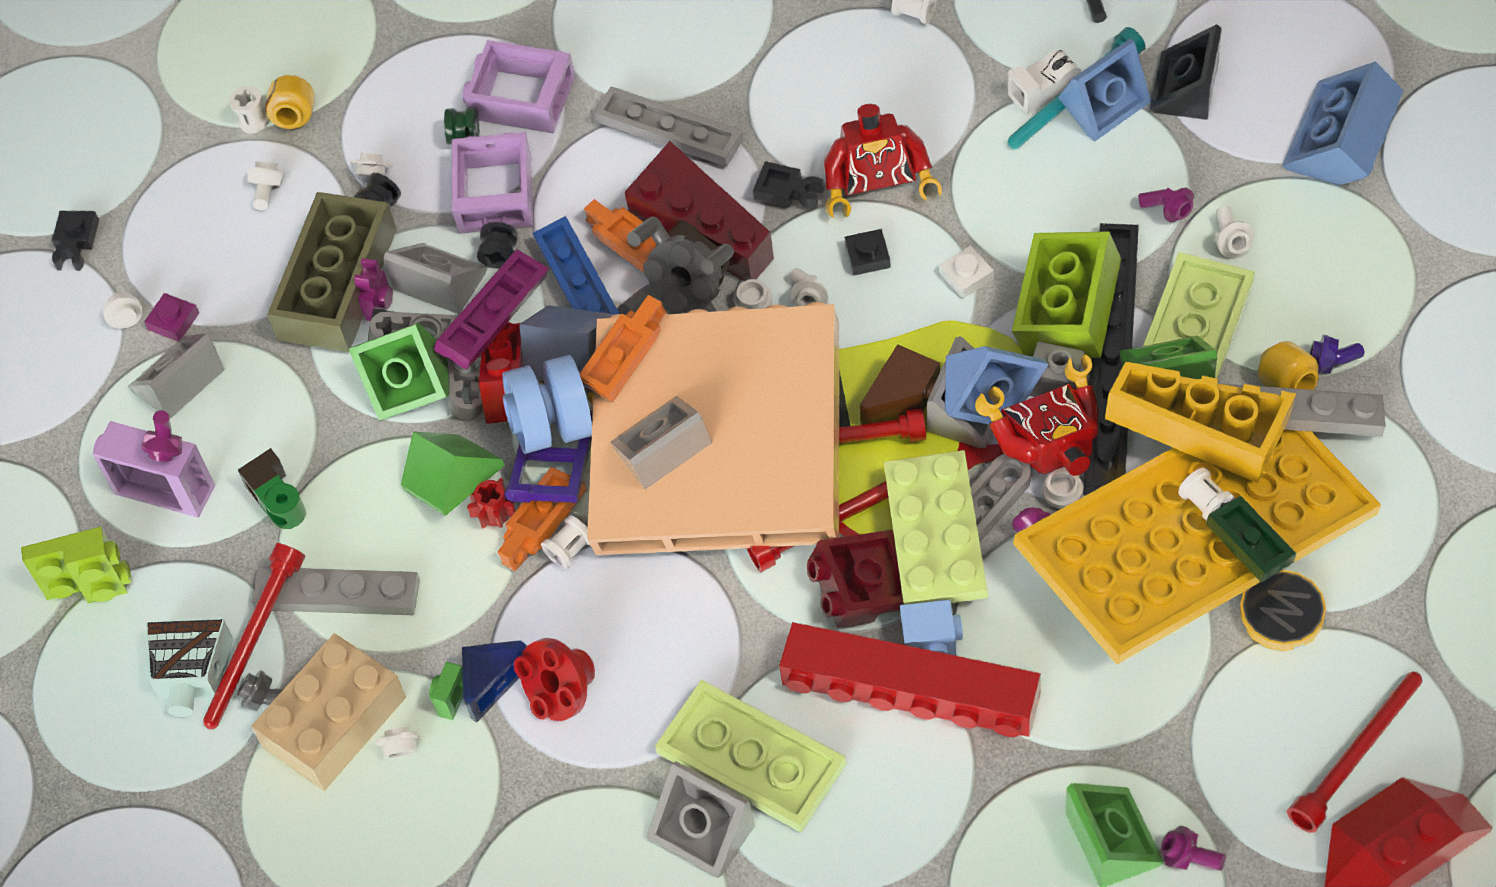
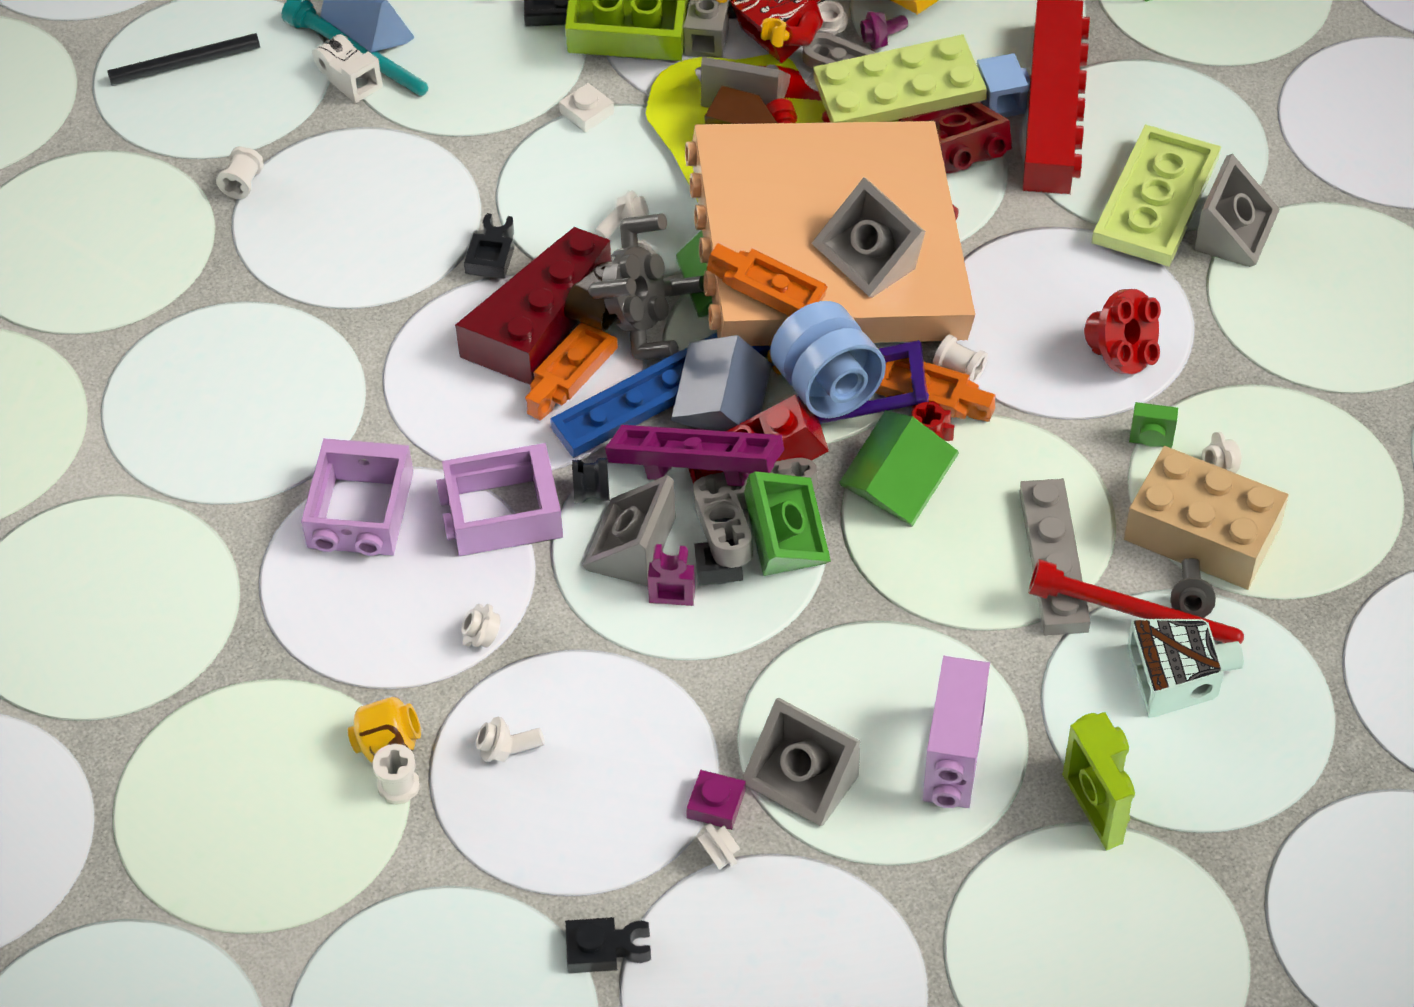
camera: 105 degrees left, 5 degrees down
(161, 443) = (963, 666): magenta plate -> none
(277, 499) = (946, 632): leg -> none
(318, 289) = (649, 620): olive brick -> none
(379, 189) = (527, 609): black wheel -> none
(461, 124) = (418, 544): dark green wheel -> none
(488, 674) = (1119, 388): clear blue slope -> none
(666, 123) = (411, 358): light grey plate -> none
(867, 252) = (567, 182): black plate -> none
(874, 156) = (462, 175): red torso -> none
(981, 369) = (741, 37): medium blue slope -> none

